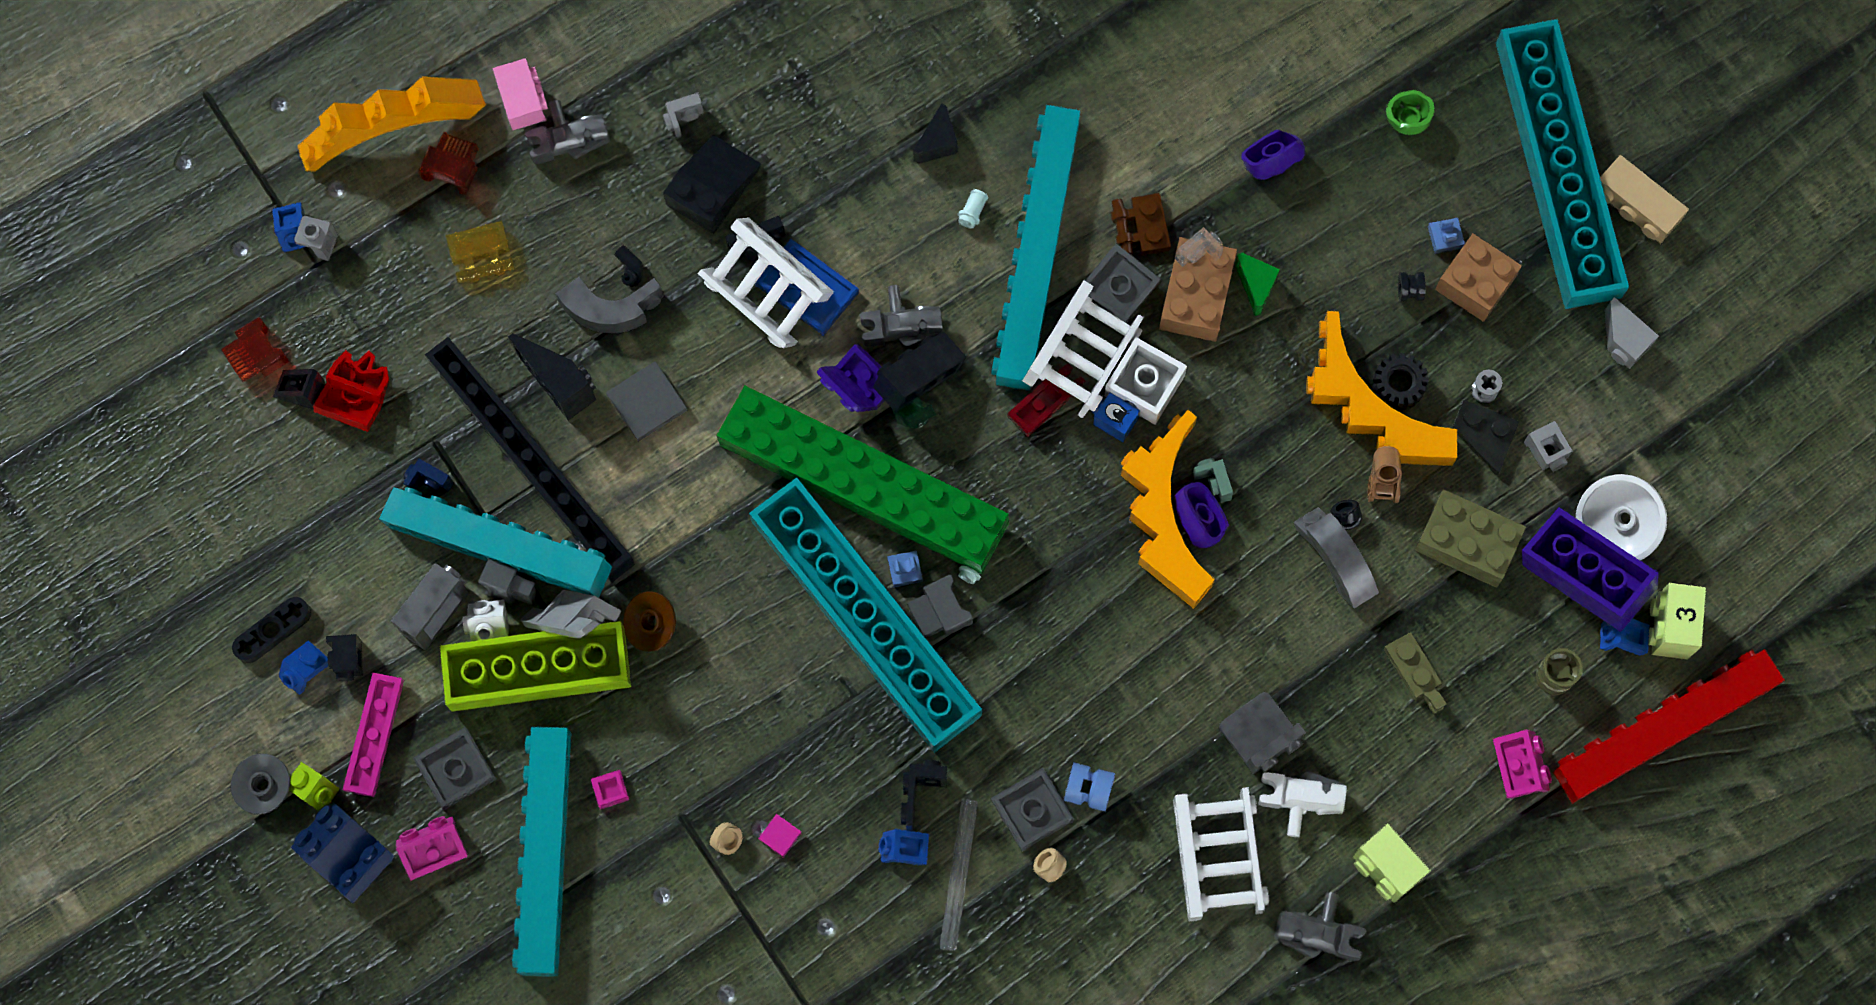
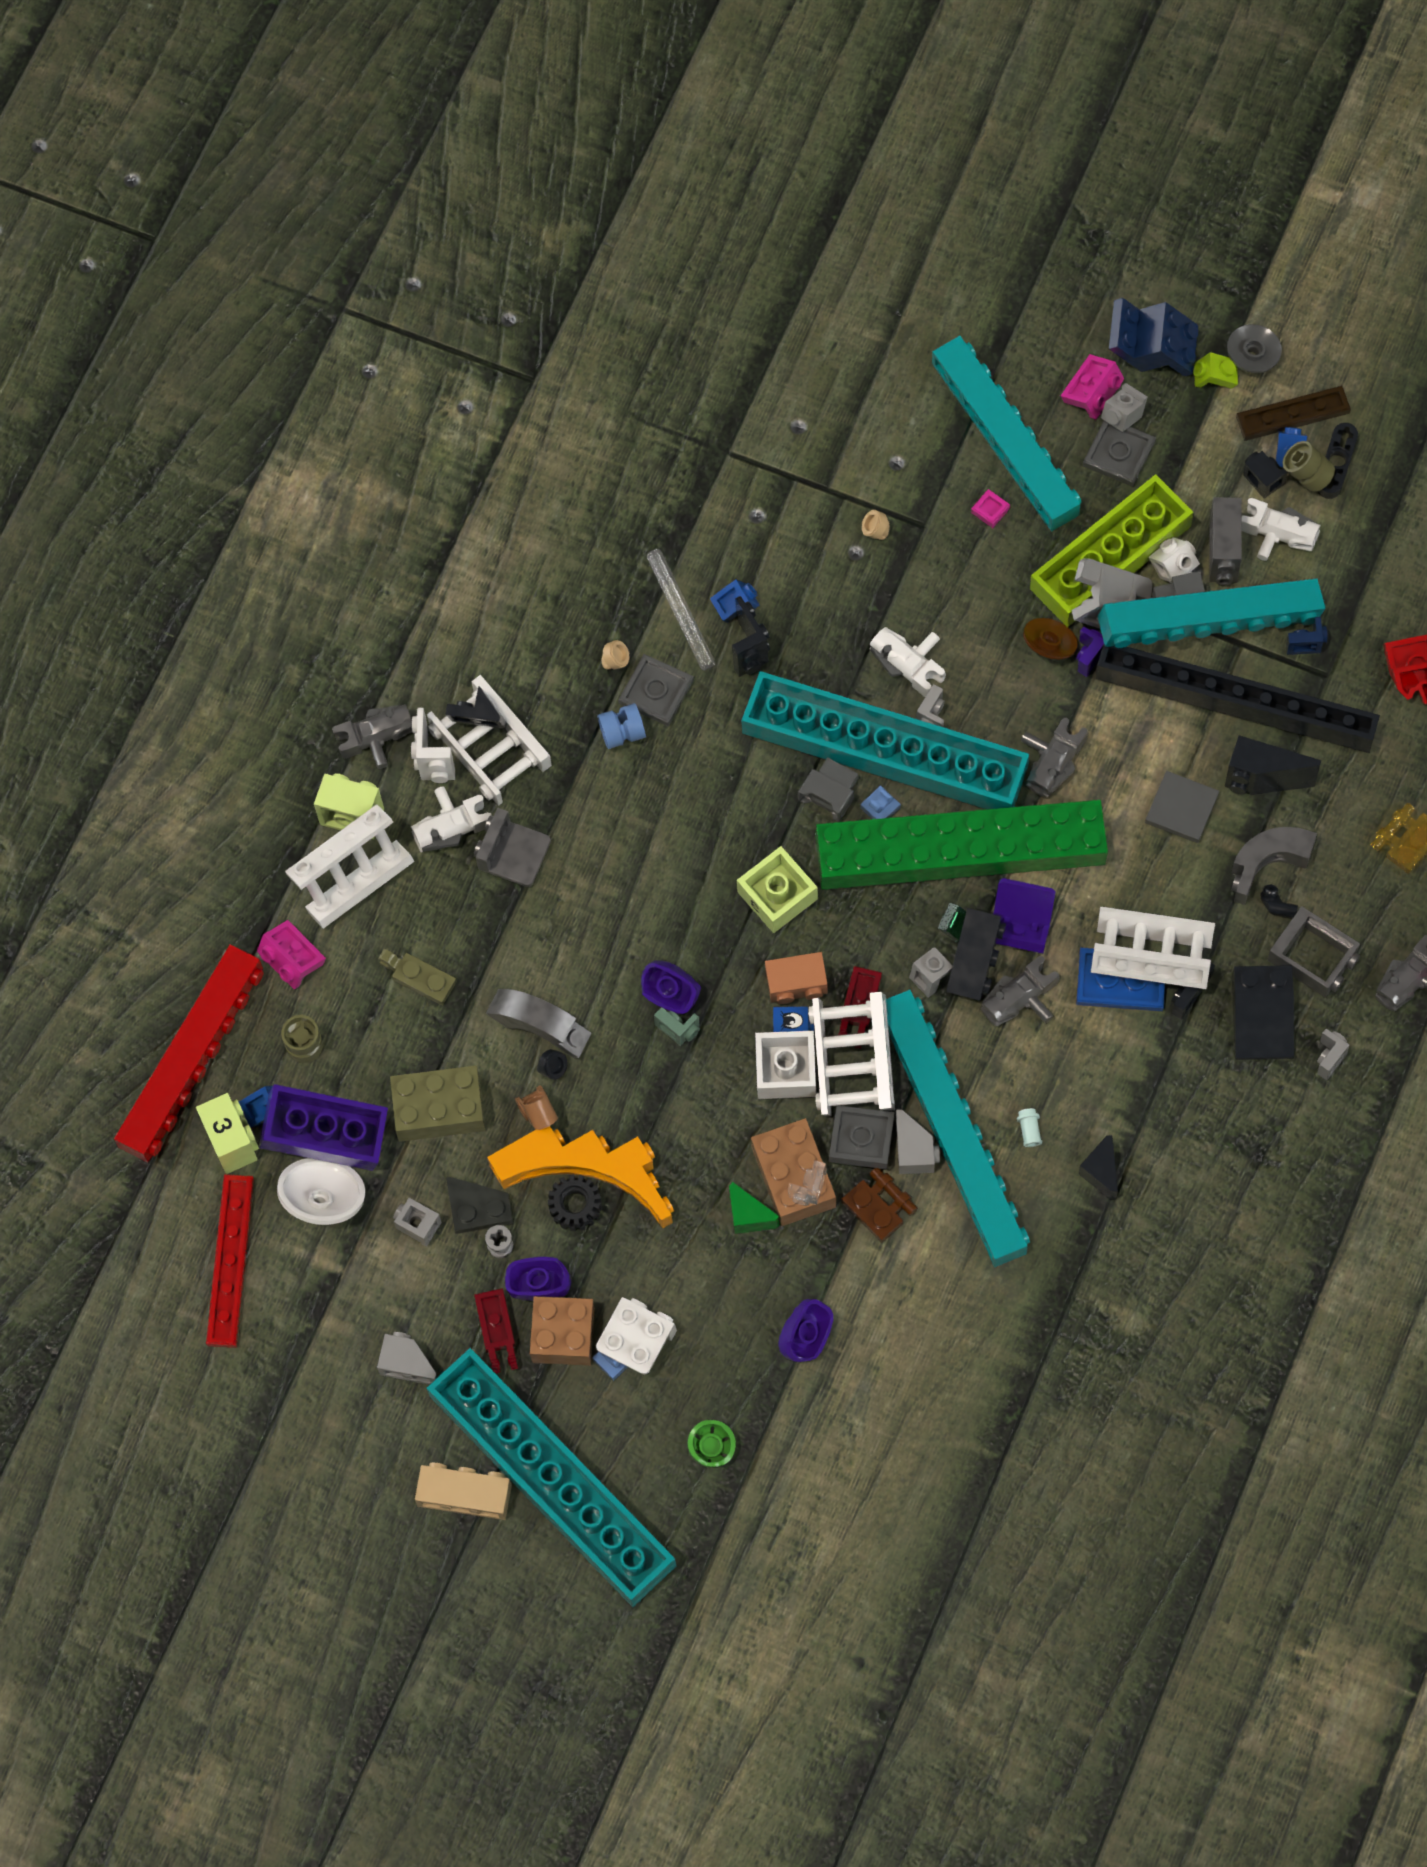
camera: 150 degrees right, 5 degrees down
(273, 702) = (1293, 413): none -> dark brown tile
(304, 628) = (1308, 466): none -> olive wheel
(367, 595) = (1278, 526): none -> white piece
(373, 735) = (1198, 434): dark pink plate -> none
(421, 800) = (1124, 408): none -> light grey brick
(624, 584) = (1090, 653): none -> dark purple bracket
(642, 228) = (1328, 933): none -> flat silver window
(725, 508) = (1055, 758): none -> flat silver piece
(780, 835) = (836, 554): dark pink tile -> none
(791, 688) = (902, 659): none -> white piece
(799, 628) = (932, 707): none -> light grey bracket
(965, 383) = (929, 970): none -> light grey bracket
(1050, 540) = (777, 889): none -> yellowish green brick
(1081, 249) = (915, 1146): none -> light grey slope
(1084, 455) = (796, 978): none -> nougat brick
(1167, 555) = (679, 942): light orange arch -> none
(1212, 868) = (483, 713): none -> black slope
(1285, 852) = (432, 762): none -> white bracket
(1411, 286) = (615, 1289): black wheel -> none
(1418, 232) = (635, 1335): none -> white bracket
(1426, 799) = (360, 882): none -> white fence
(1475, 329) = (537, 1278): none -> dark purple piece
(1531, 319) = (496, 1326): none -> dark red hinge
(1732, 516) = (230, 1261): none -> red tile

